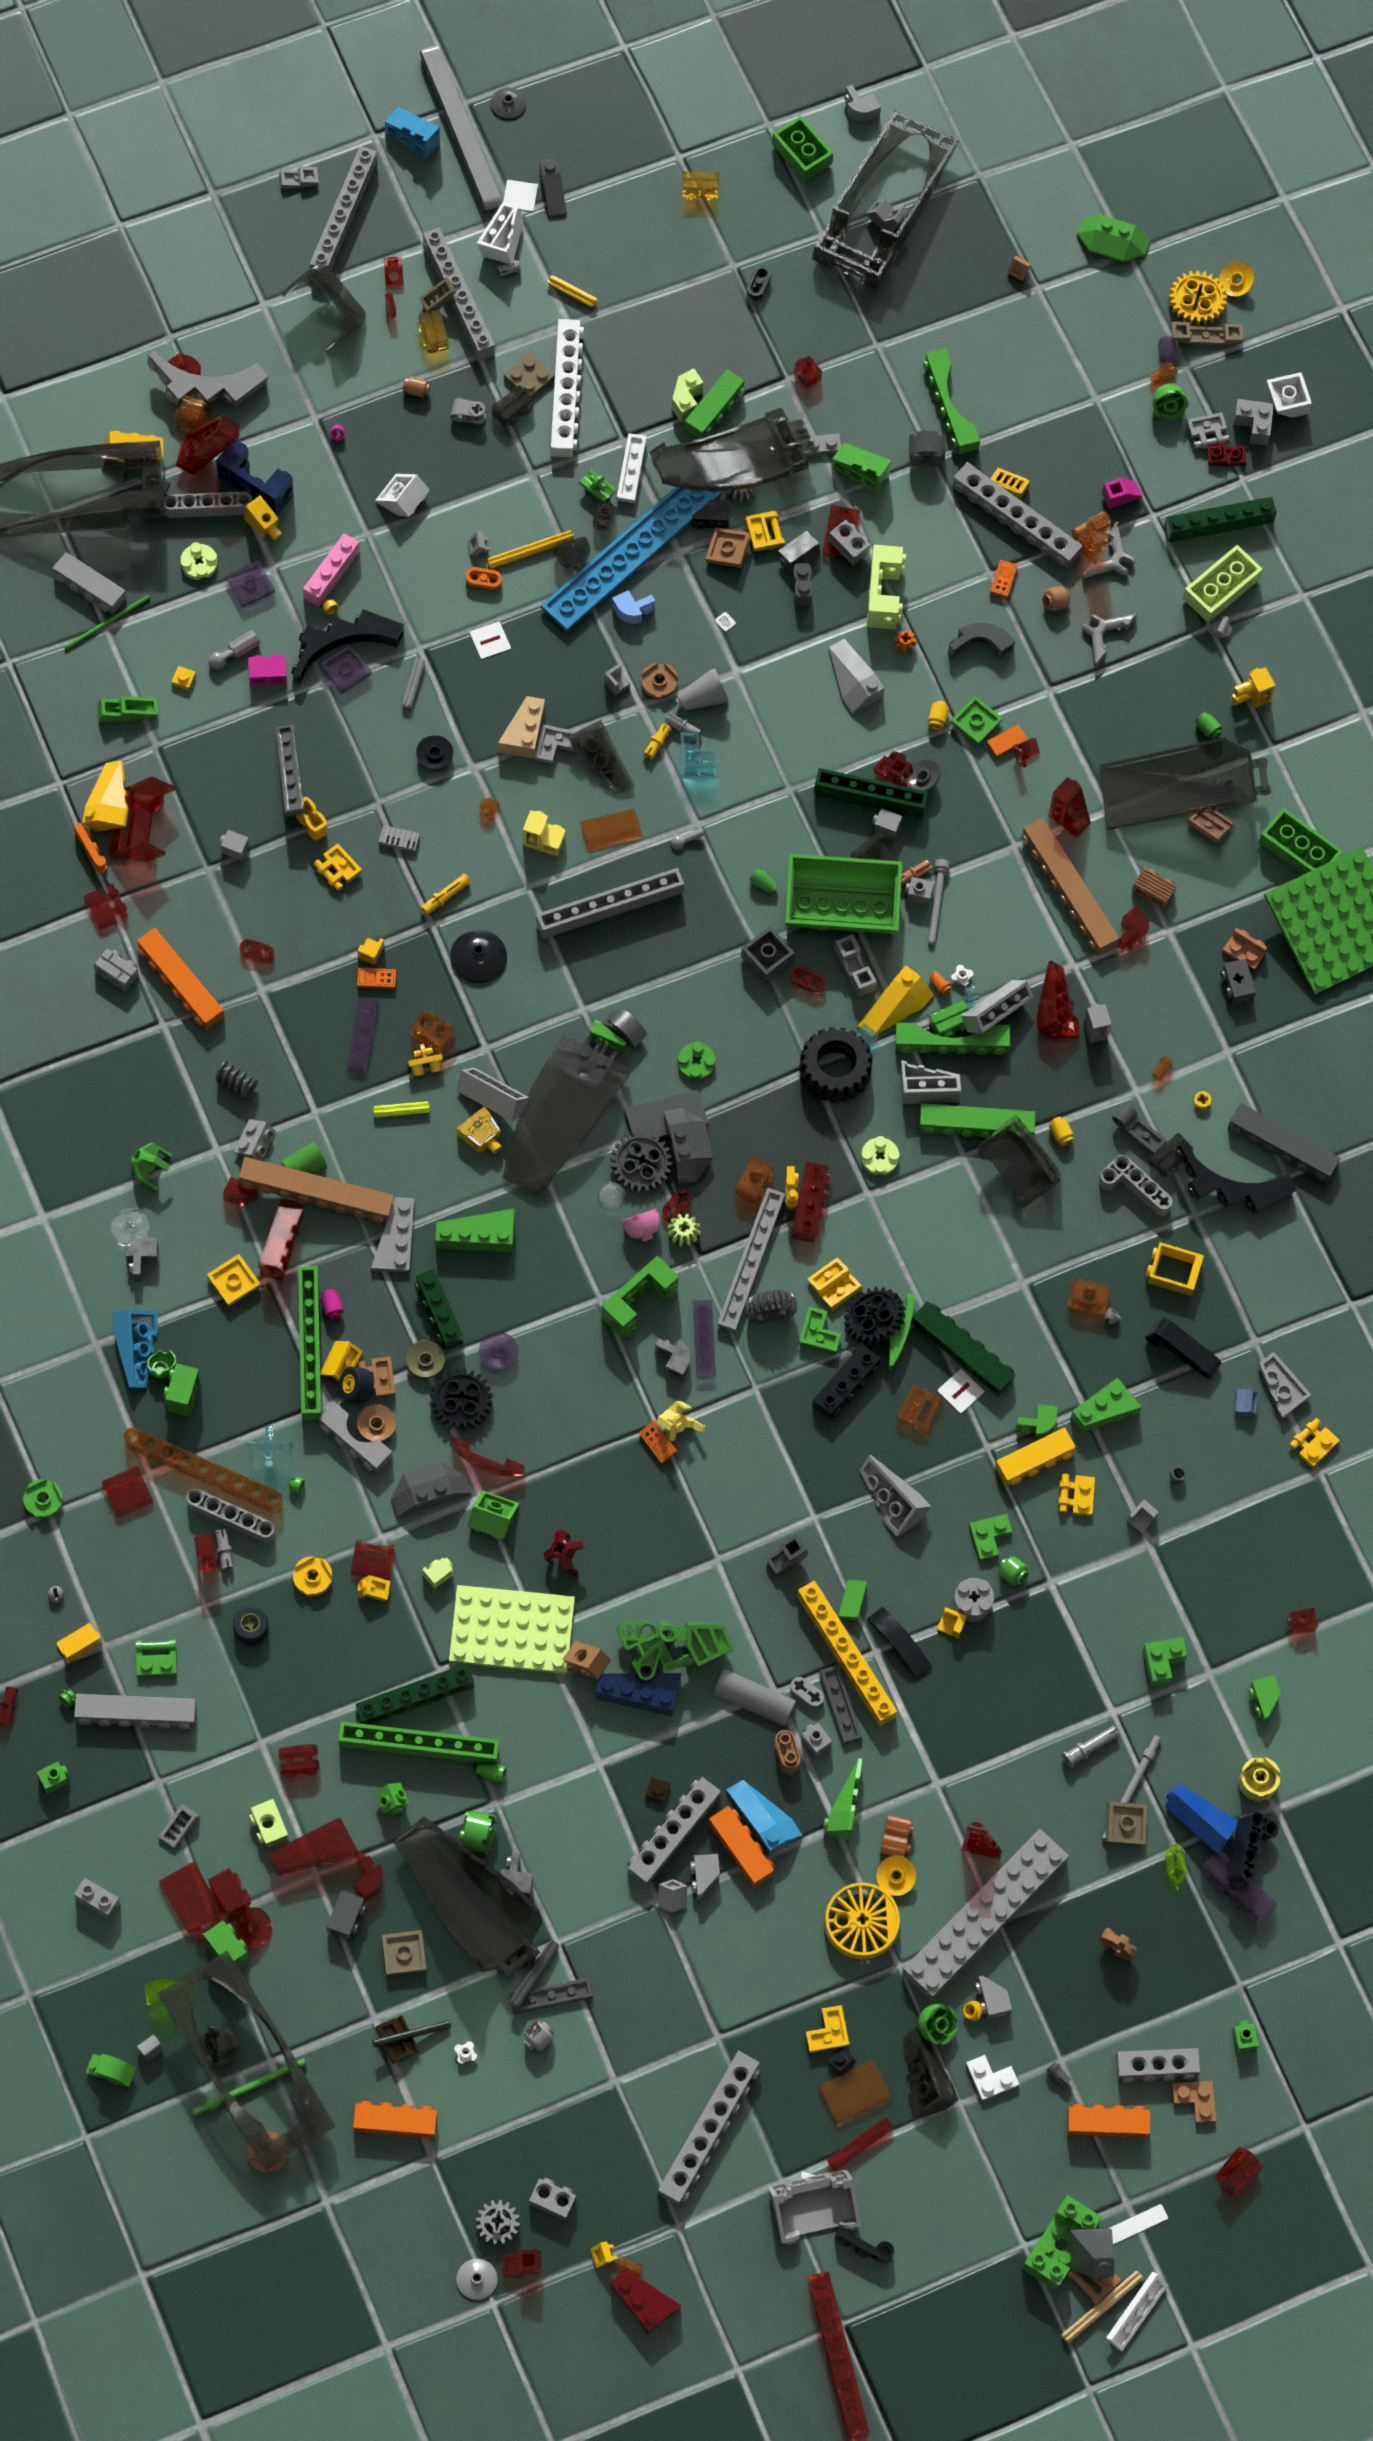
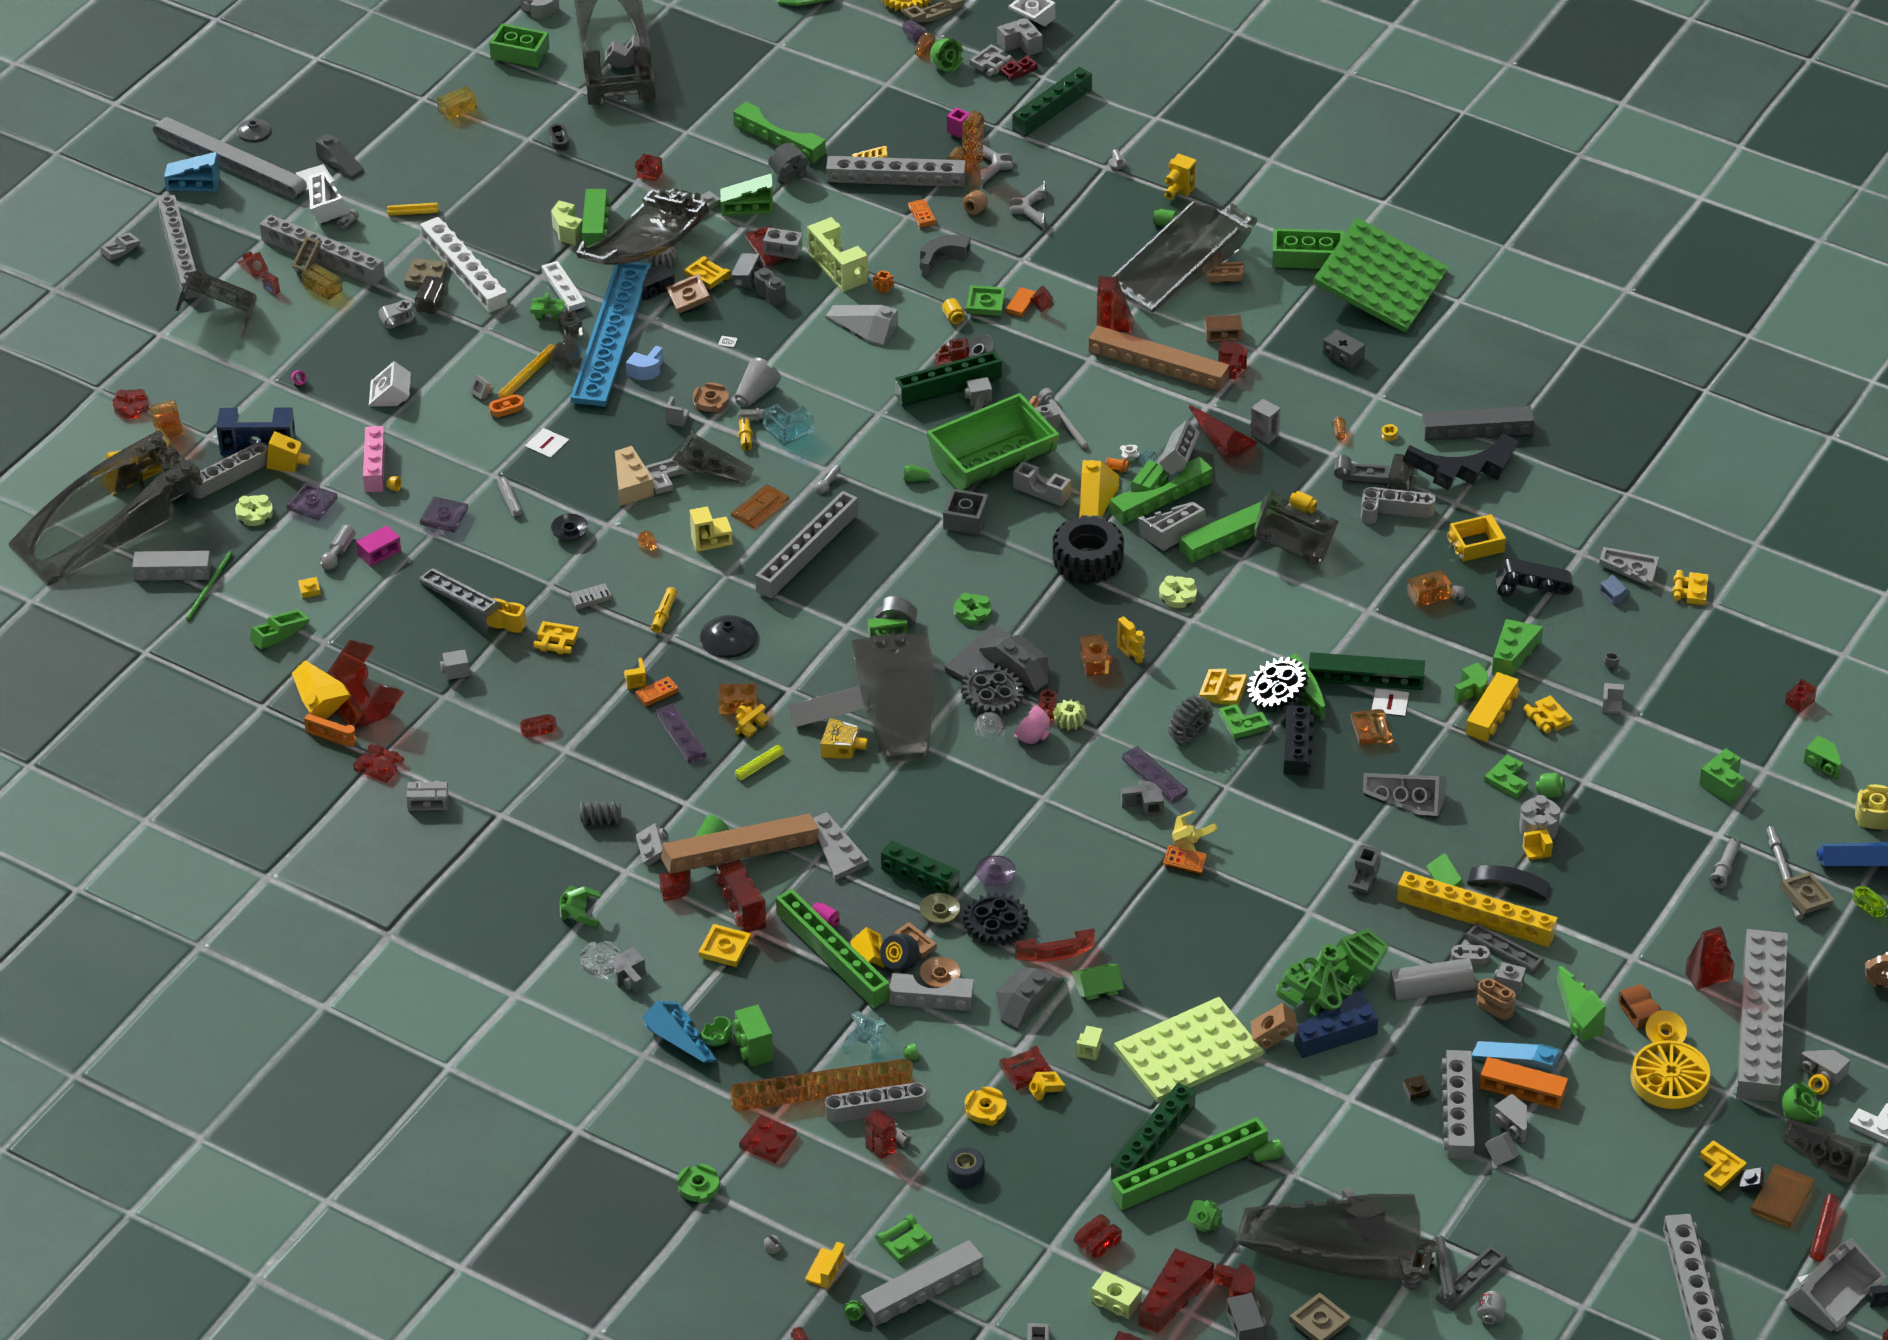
camera: 30 degrees left, 25 degrees down
(180, 979) = (489, 773): orange brick -> none
(206, 443) = (198, 420): clear red wedge -> none
(233, 387) = (136, 403): light grey arch -> none
(366, 628) = (436, 481): black arch -> none
(416, 387) = (339, 320): medium nougat brick -> none
(478, 1232) = (903, 803): bright green wedge -> none
(478, 1832) = (1299, 1188): bright green brick -> none
(563, 1551) = (1182, 964): dark red piece -> none
(617, 1310) = (1074, 786): bright green plate -> none
(751, 1259) = (1142, 706): light grey plate -> none
(808, 979) = (1011, 514): clear red plate -> none
(810, 1201) = (1158, 651): clear red brick -> none
(1019, 268) = (754, 37): medium nougat tile -> none
(1222, 583) = (1092, 133): yellowish green brick -> none
(1245, 947) = (1323, 325): nougat bracket -> none

